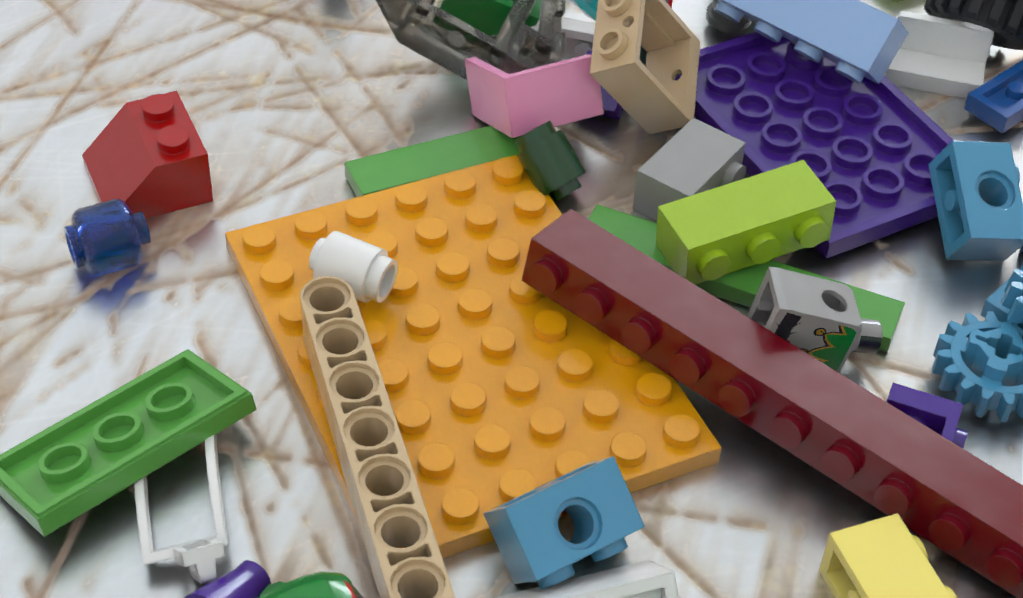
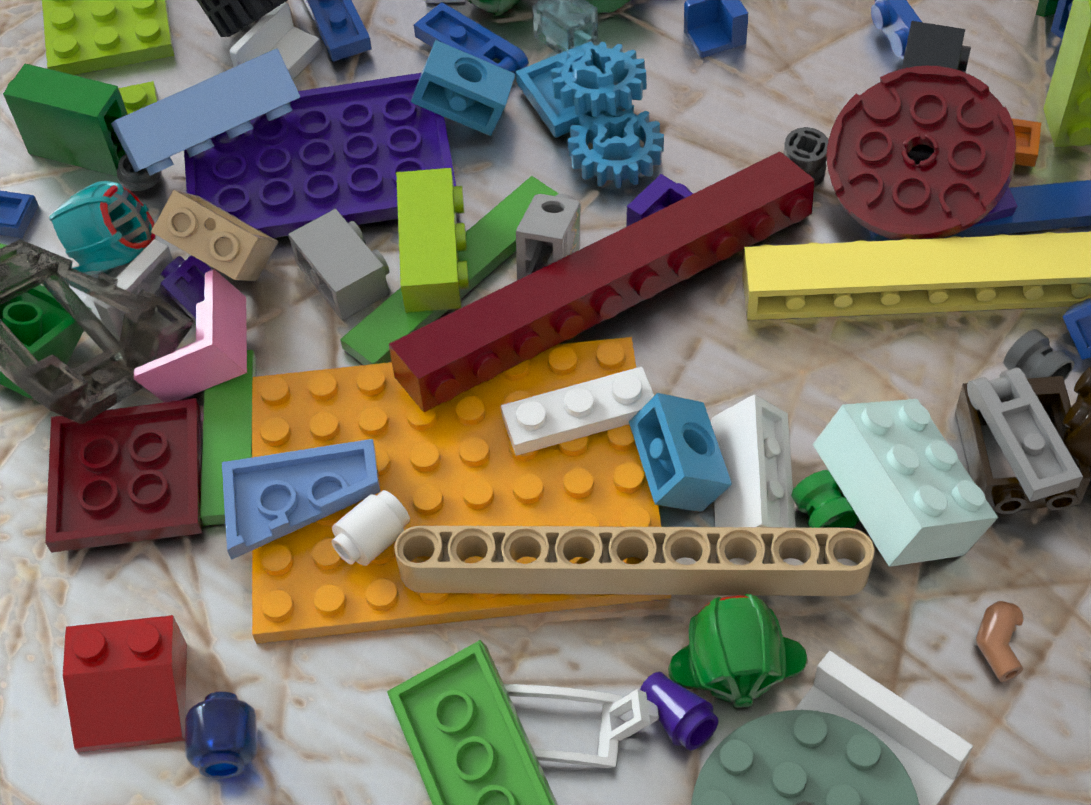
camera: 65 degrees left, 10 degrees up
(371, 101) = (124, 476): none -> dark red plate
(381, 202) = (293, 489): none -> medium blue wing
(550, 161) = (283, 353): dark green brick -> none
(581, 409) = (576, 410): none -> white plate

